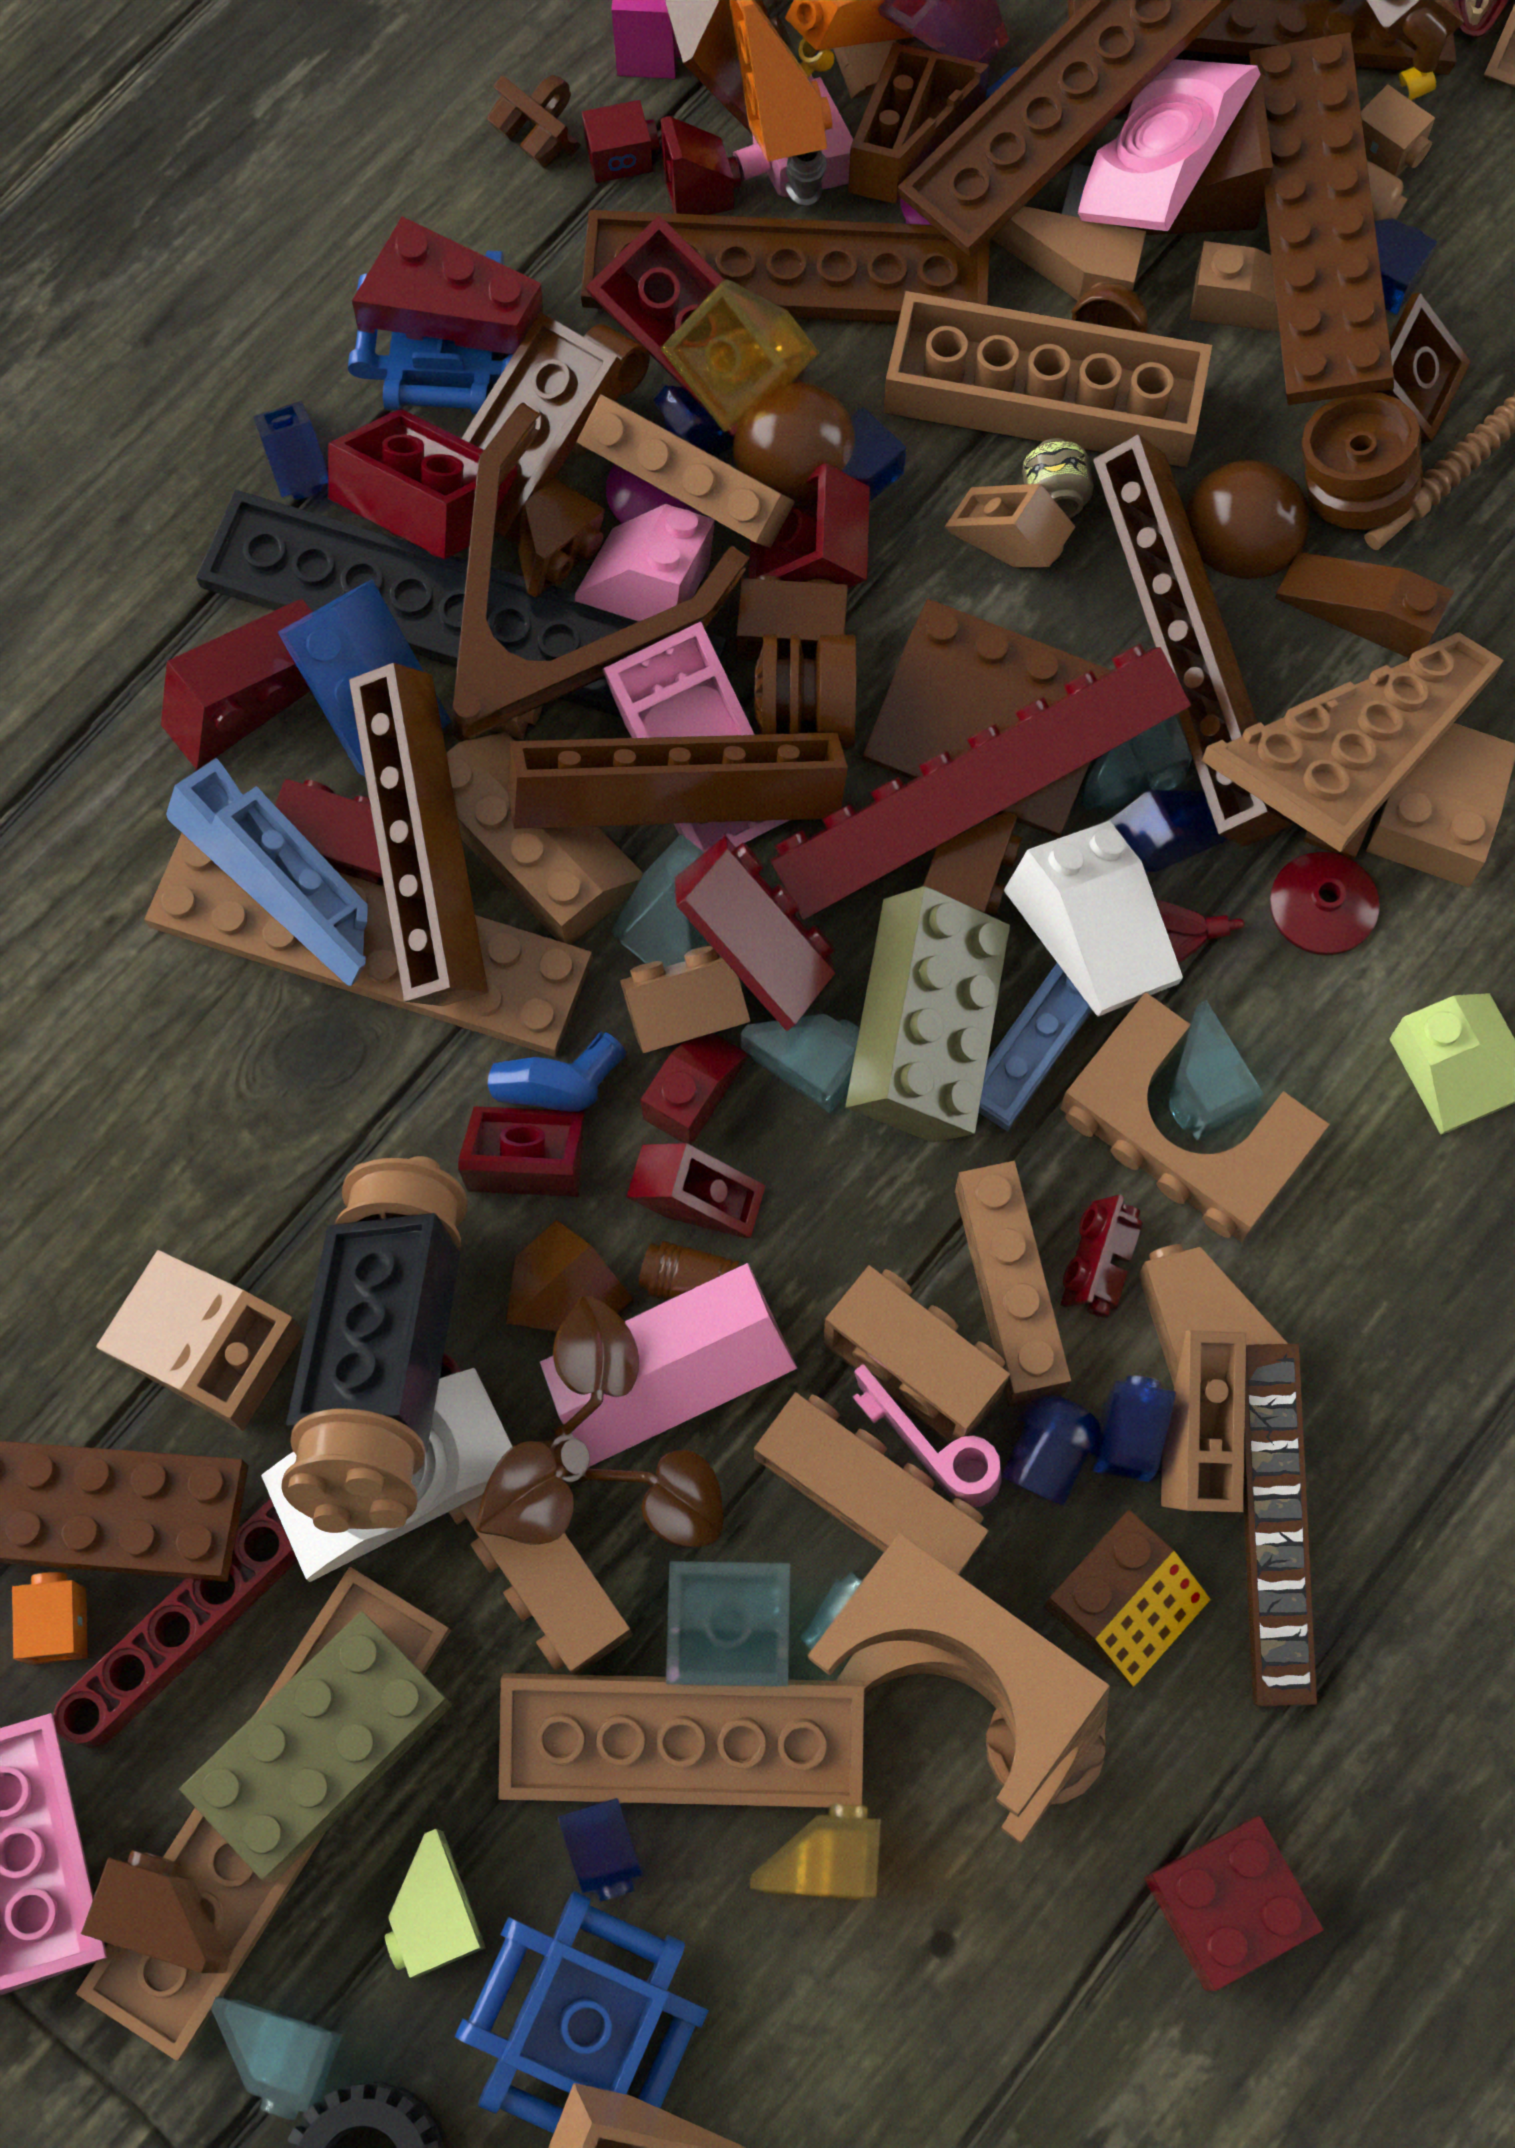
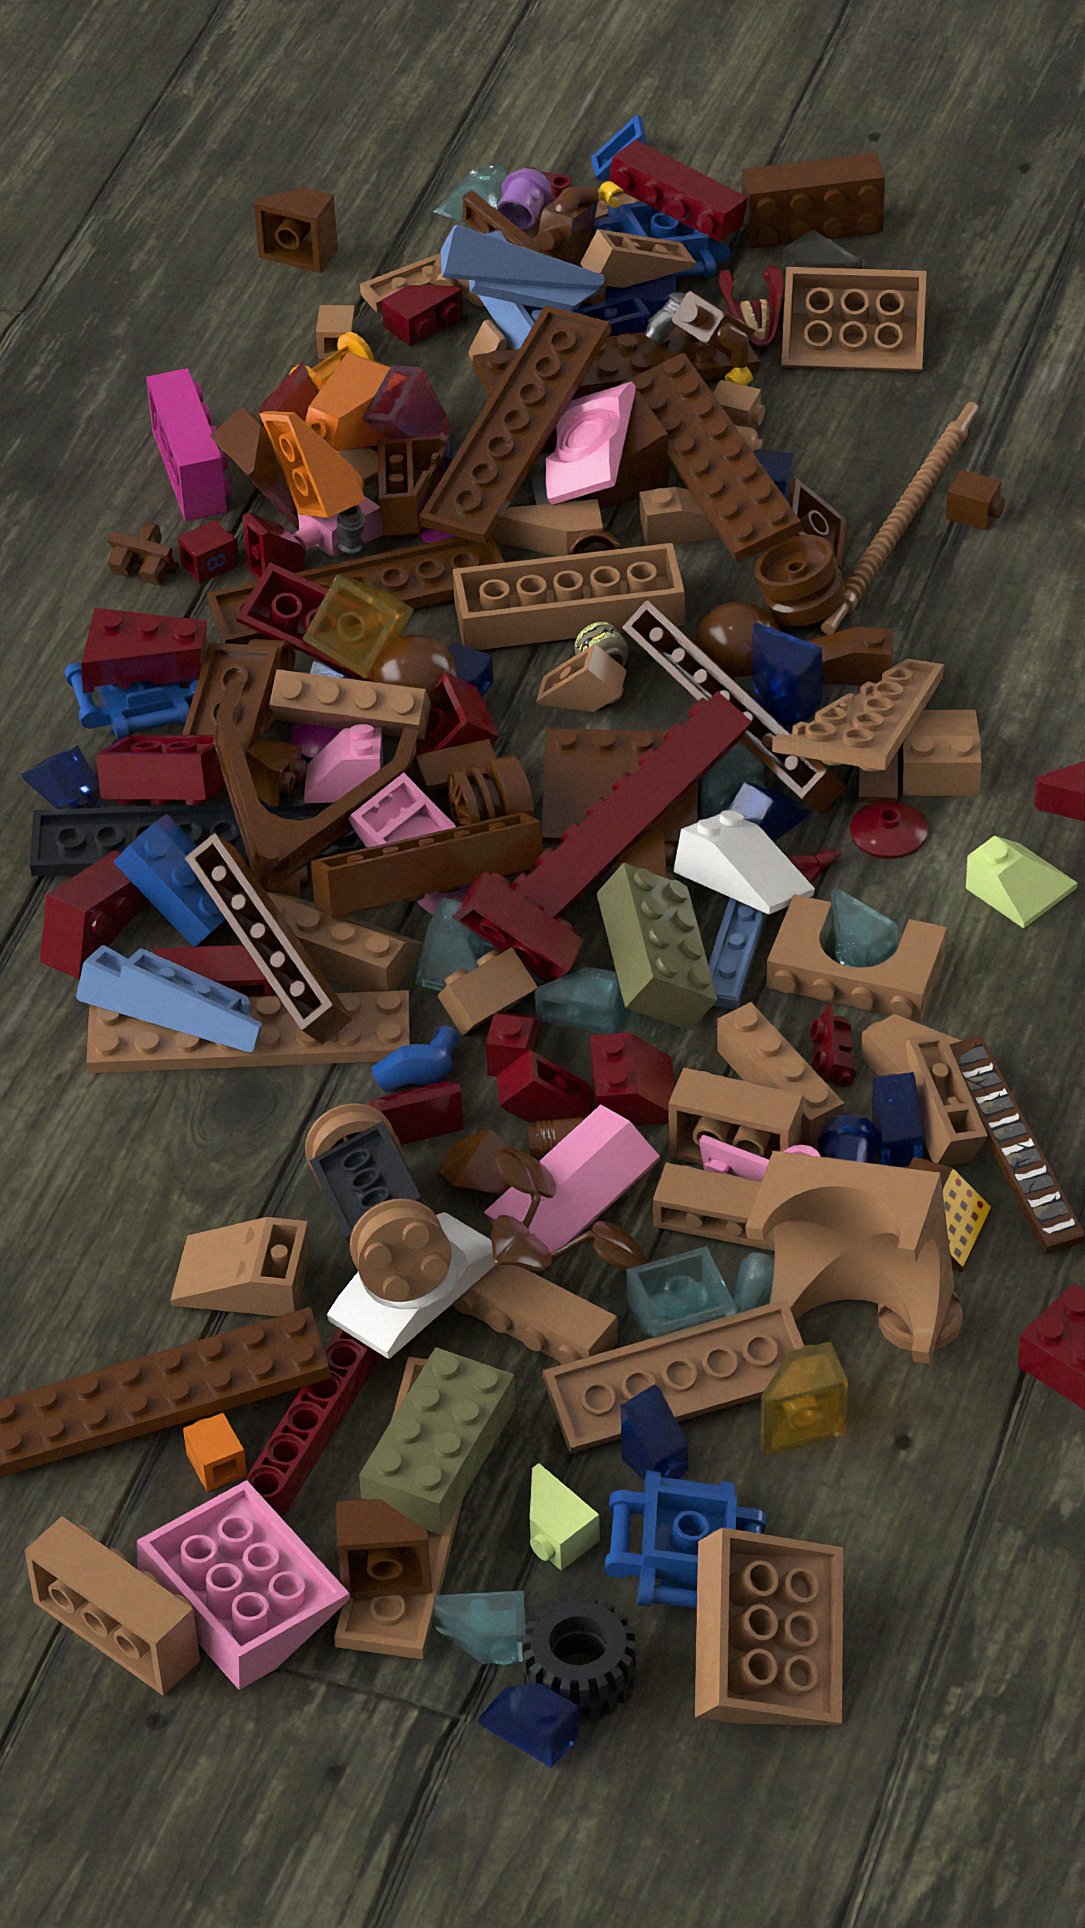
camera: 20 degrees left, 25 degrees down
(817, 1215) = (631, 1078): none -> dark red slope
(1280, 616) = (786, 674): none -> clear blue slope

